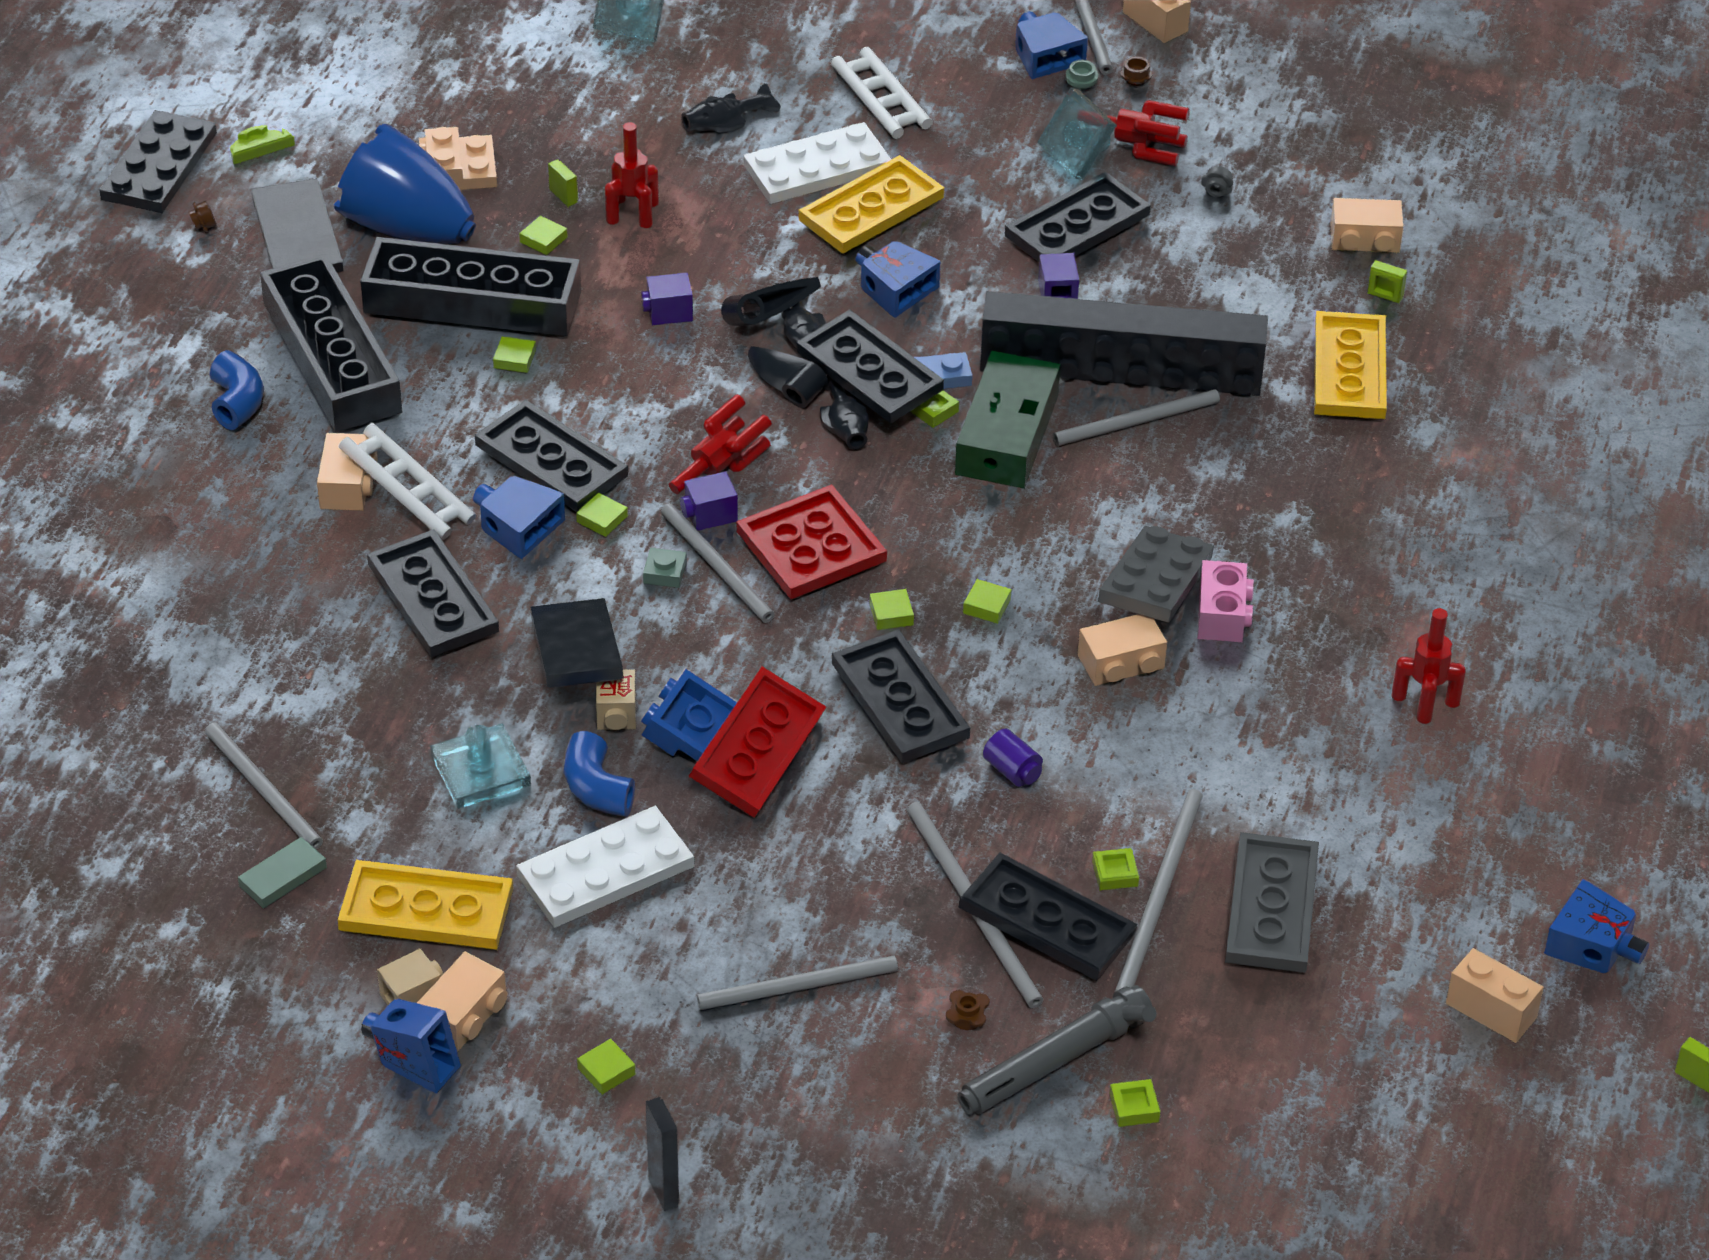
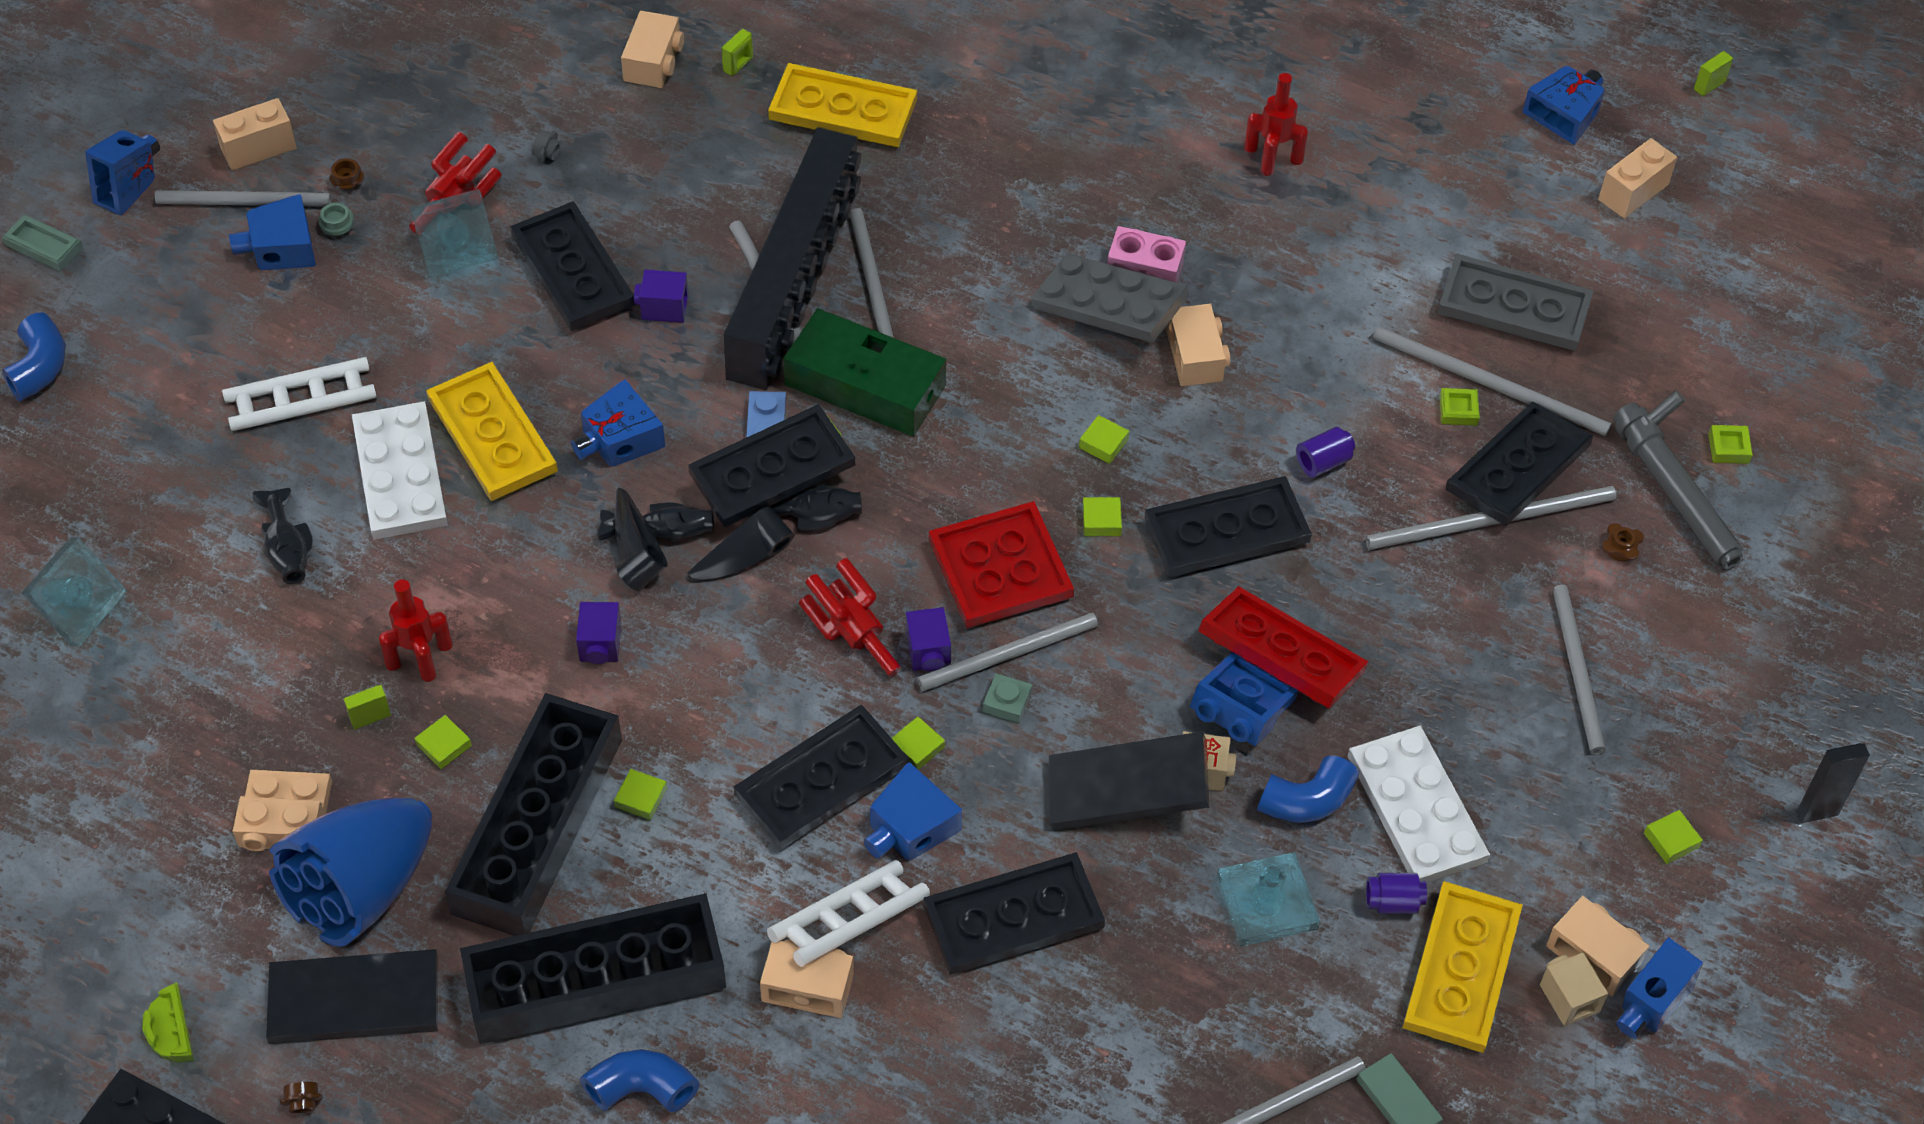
camera: 80 degrees left, 10 degrees up
(495, 847) = (1396, 893): none -> dark purple brick

